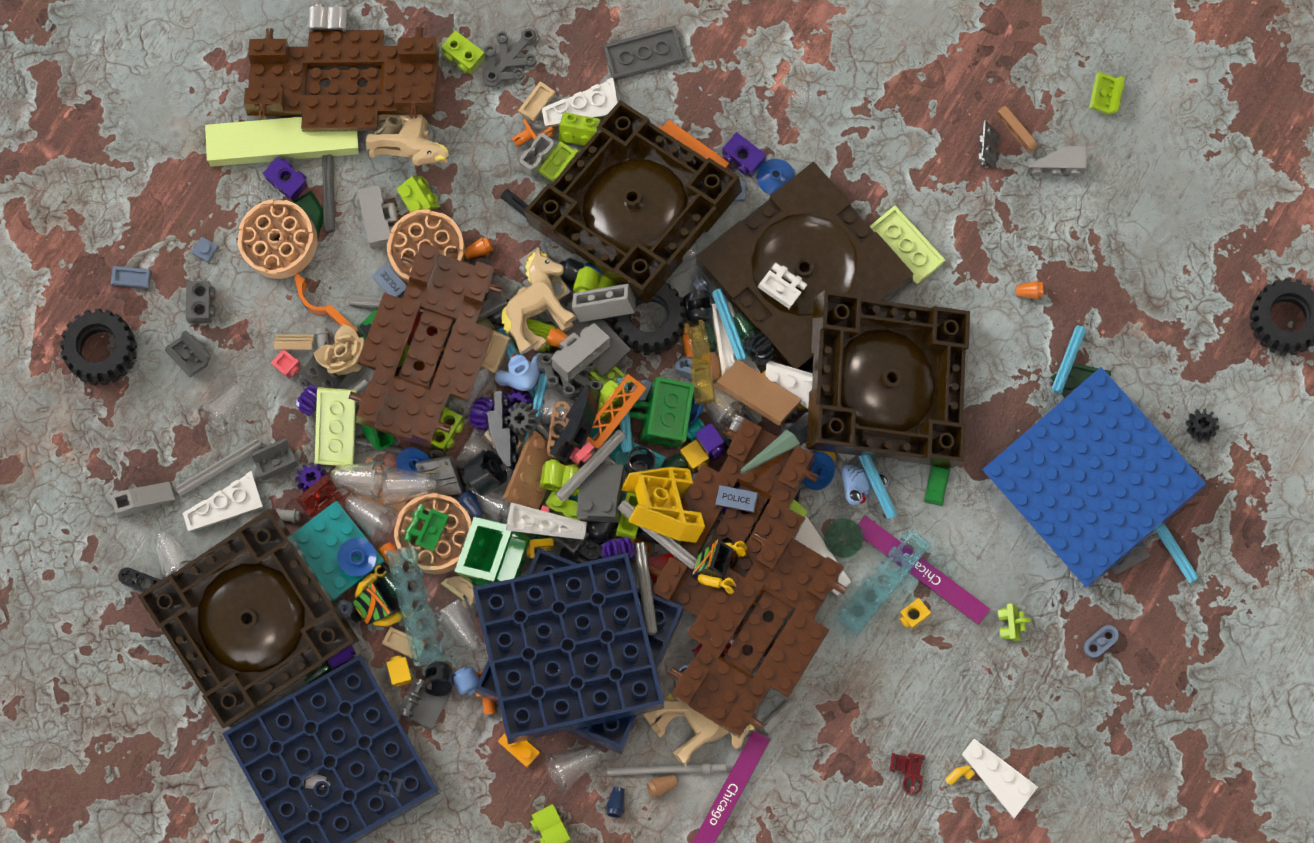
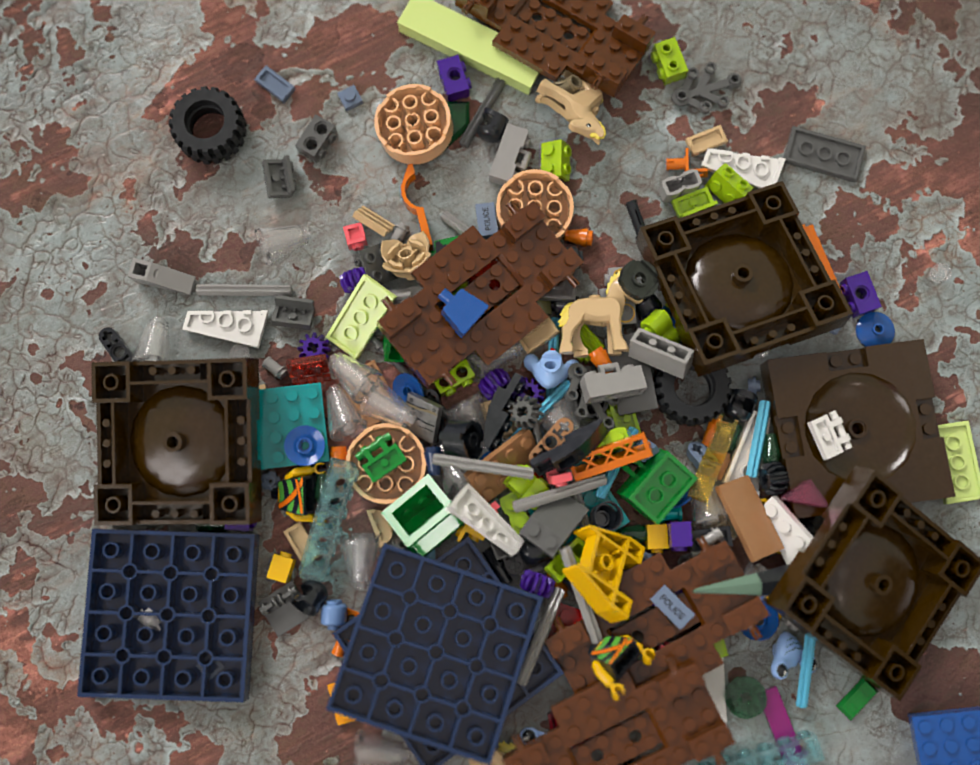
camera: 25 degrees right, 5 degrees up
(347, 200) = (494, 127): none -> black helmet
(419, 366) = (461, 310): none -> blue torso
(514, 480) = (483, 466): none -> light grey axle
(542, 261) = (631, 286): none -> pearl dark grey plate
(790, 345) = (805, 494): none -> clear pink slope

